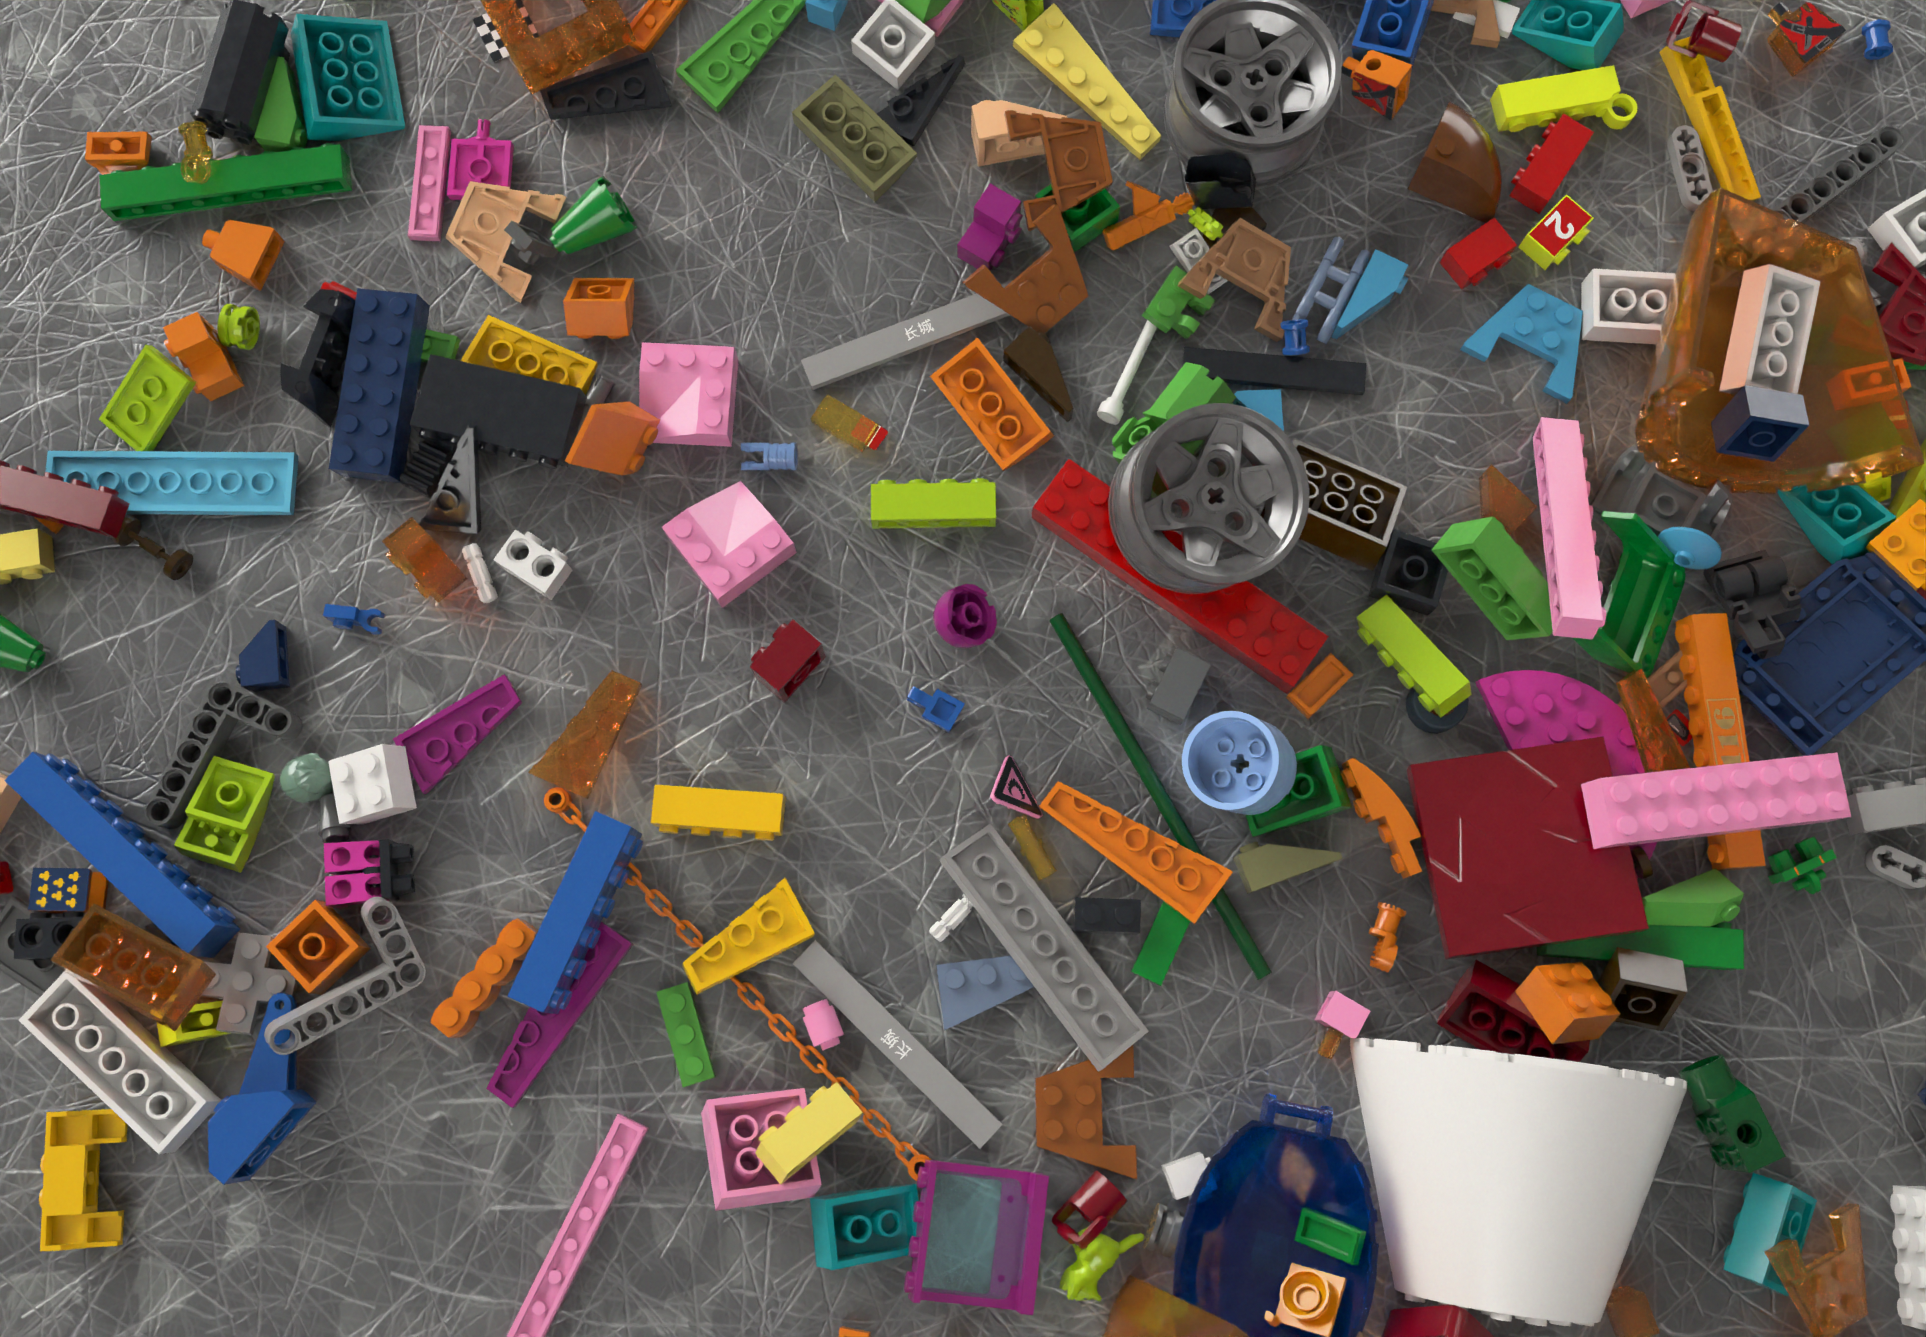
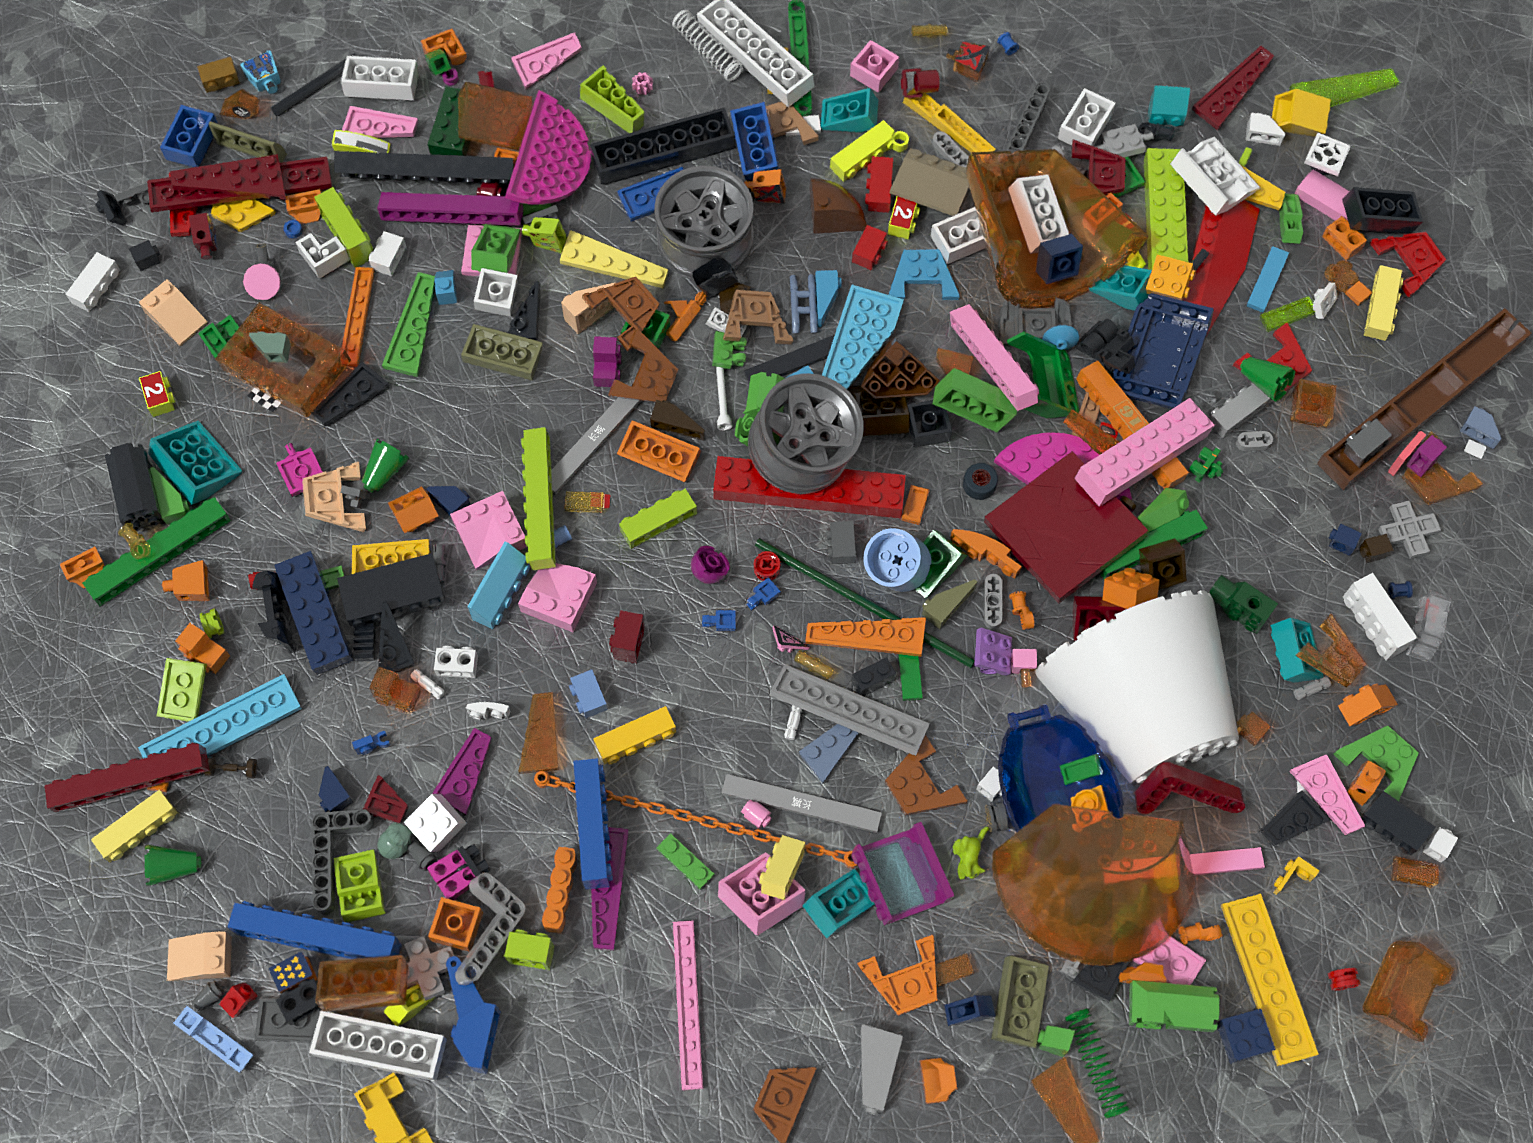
camera: 30 degrees left, 10 degrees down
(327, 714) = (385, 802): none -> dark red wing
(394, 1044) = (529, 950): none -> lime brick
(429, 183) = (275, 494): bright pink tile -> none
(528, 653) = (482, 710): none -> white slope
(614, 438) = (466, 569): orange slope -> none
(651, 484) = (498, 586): none -> medium azure slope
(659, 318) = (449, 498): none -> dark blue slope
(688, 712) = (588, 694): none -> medium blue brick
(755, 936) = (694, 787): yellow wing -> none
(779, 386) = (538, 499): none -> lime brick
(1024, 700) = (763, 592): none -> blue plate
(1048, 661) = (767, 565): none -> red wheel
(1096, 1202) = (953, 825): dark red piece -> none
(1205, 223) = (719, 302): lime axle -> none
(1295, 337) = (799, 336): blue bush -> none
(1304, 976) = (993, 652): none -> medium lavender plate
(1354, 872) = (987, 614): none -> light grey beam
(1391, 379) = (861, 332): none -> medium azure wing
(1408, 473) = (898, 374): none -> reddish brown brick
(1413, 656) = (954, 462): lime brick -> none
(1631, 201) = (931, 182): none -> dark tan slope
(1759, 1303) = (1312, 688): none -> light grey axle

